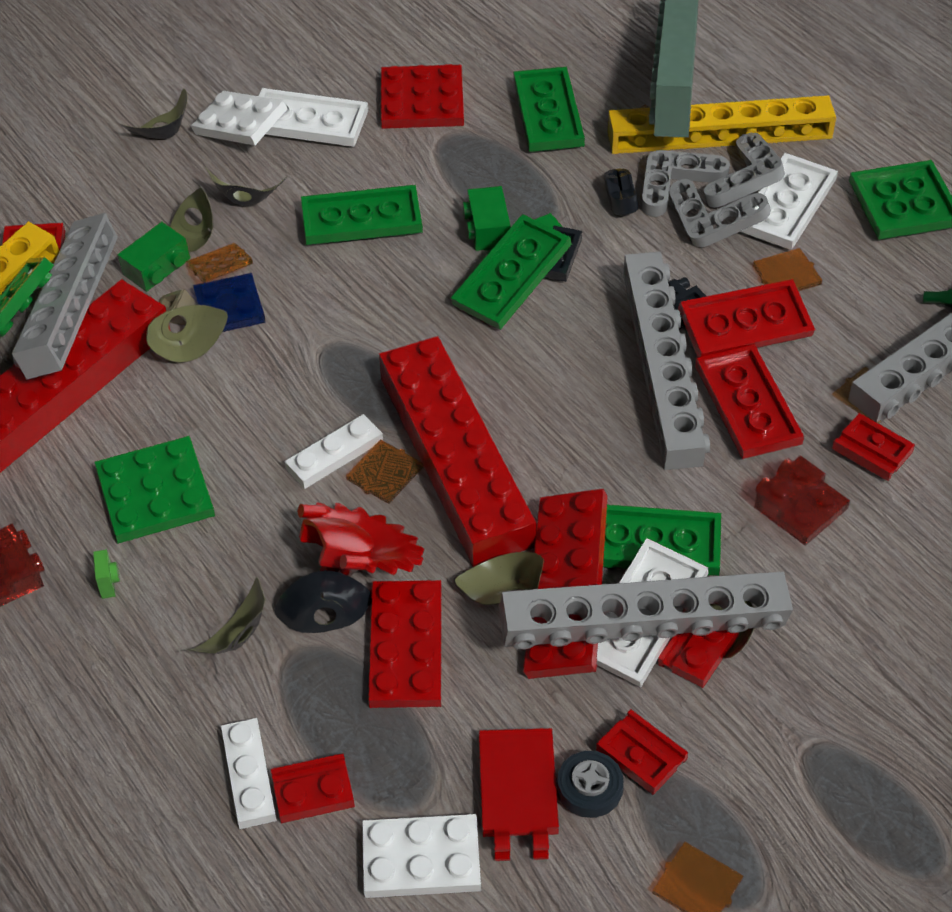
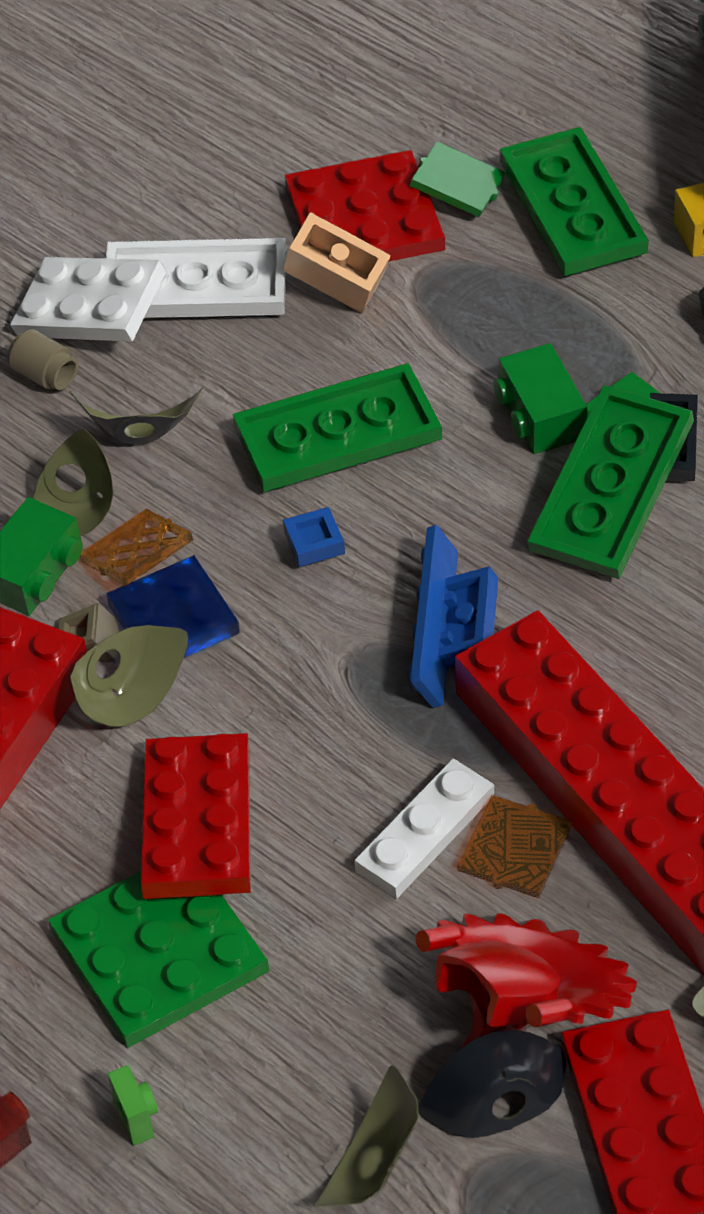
camera: 10 degrees left, 0 degrees up
(199, 419) = (196, 816): none -> red plate
(201, 148) = (43, 360): none -> dark tan brick
(325, 274) = (313, 536): none -> blue plate
(388, 329) = (451, 614): none -> blue bracket
(389, 119) = (336, 262): none -> light nougat brick
(483, 85) = (457, 179): none -> piece

